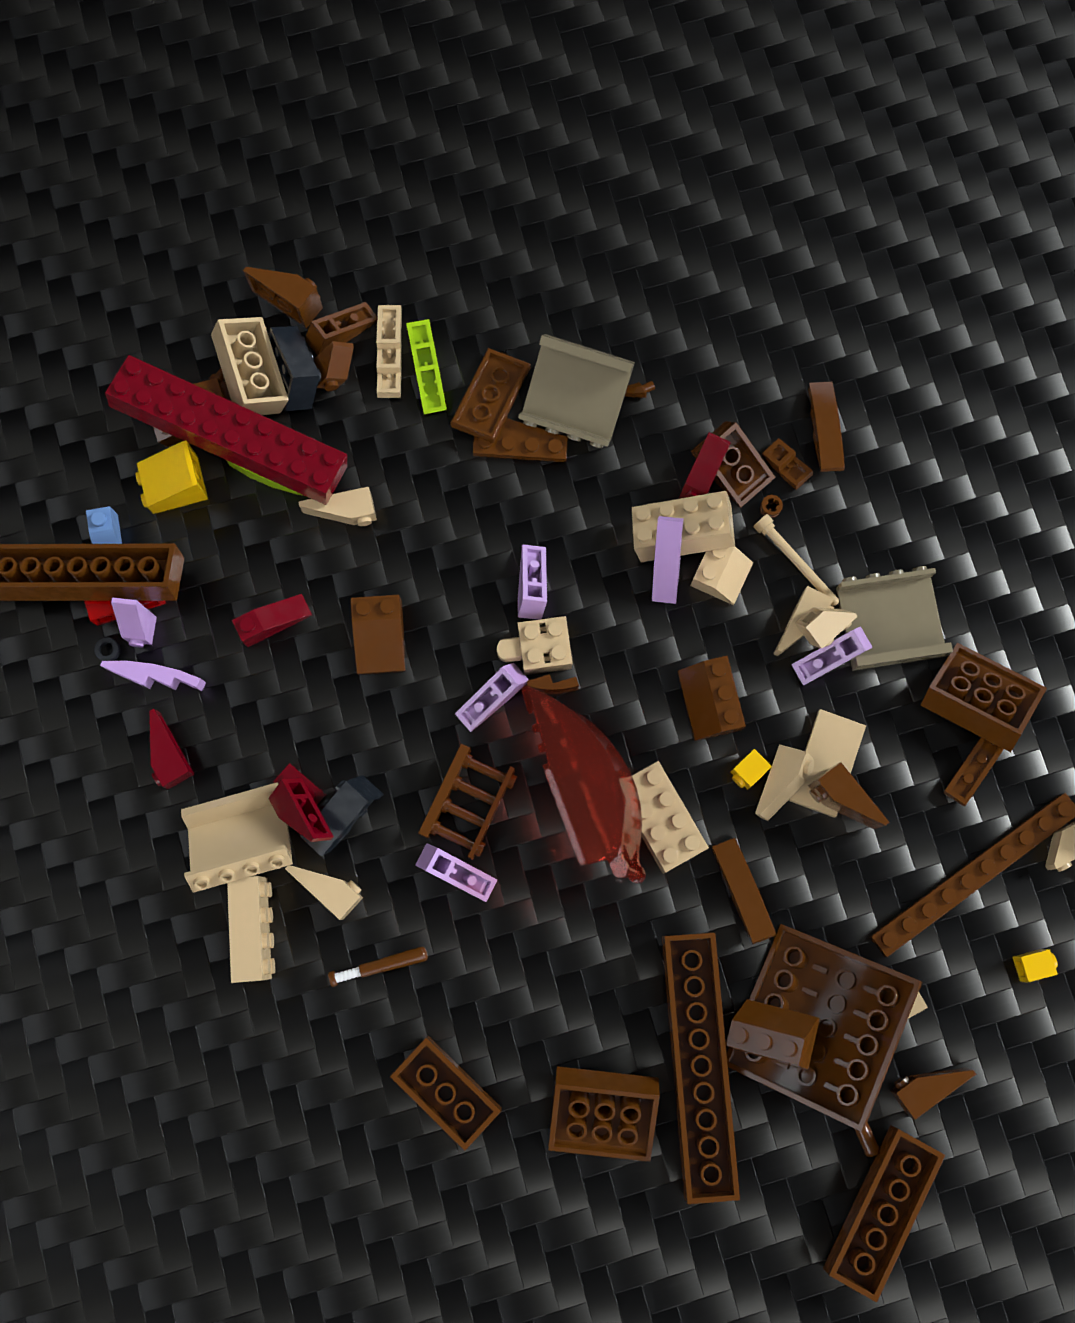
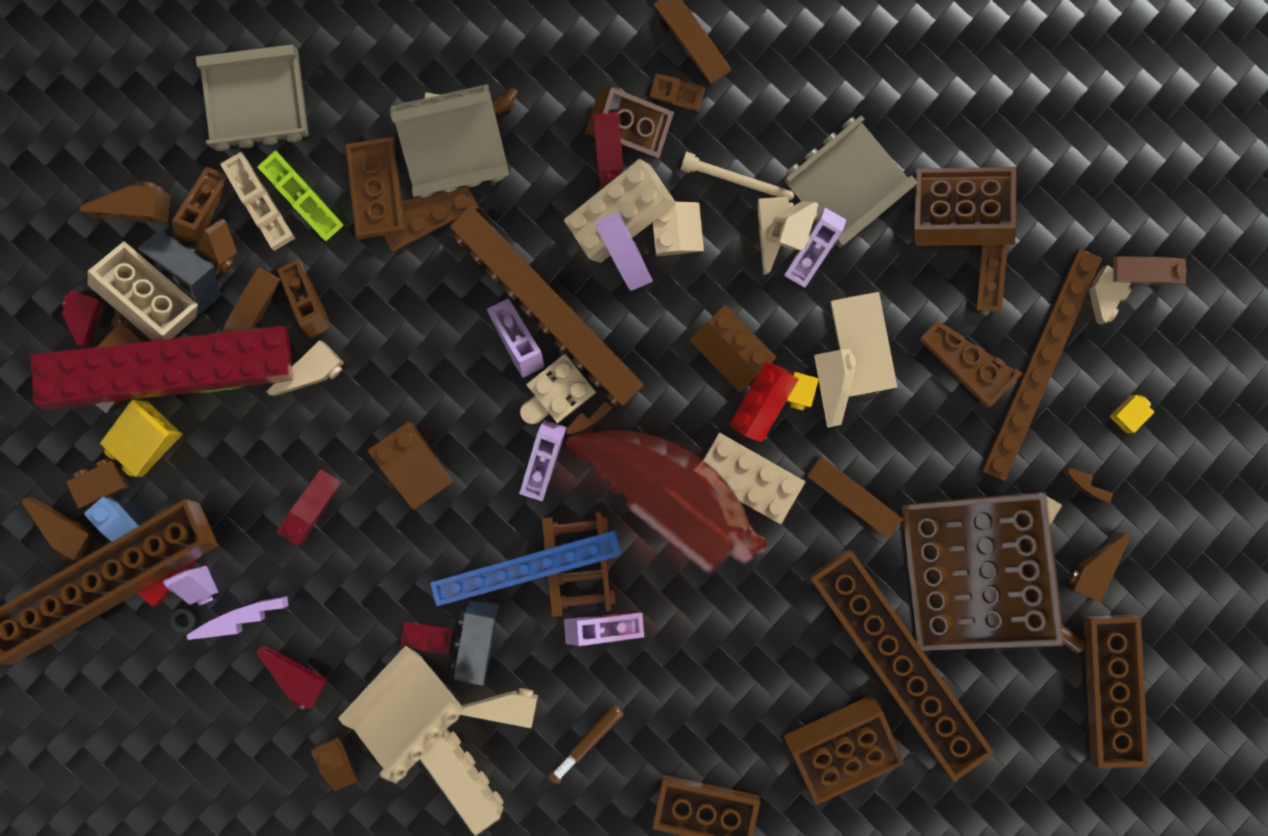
camera: 30 degrees left, 10 degrees up
(57, 515) = (60, 531): none -> reddish brown slope
(121, 495) = (100, 482): none -> reddish brown brick
(152, 848) = (334, 764): none -> reddish brown slope
(191, 356) = (82, 316): none -> dark red slope
(298, 810) = (441, 661): dark red slope -> none
(336, 424) = (252, 302): none -> reddish brown slope
(376, 449) = (303, 299): none -> reddish brown slope
(422, 777) = (526, 568): none -> blue plate
(438, 270) = (253, 97): none -> dark tan panel
(574, 570) = (541, 301): none -> reddish brown brick
(712, 758) = (764, 401): none -> red brick
(773, 1033) = (946, 603): reddish brown slope -> none
(774, 499) = (692, 141): reddish brown bush -> none
(843, 794) = (889, 367): reddish brown slope -> none
(915, 844) = (975, 368): none -> reddish brown wing
(956, 999) = (1083, 481): none -> reddish brown slope

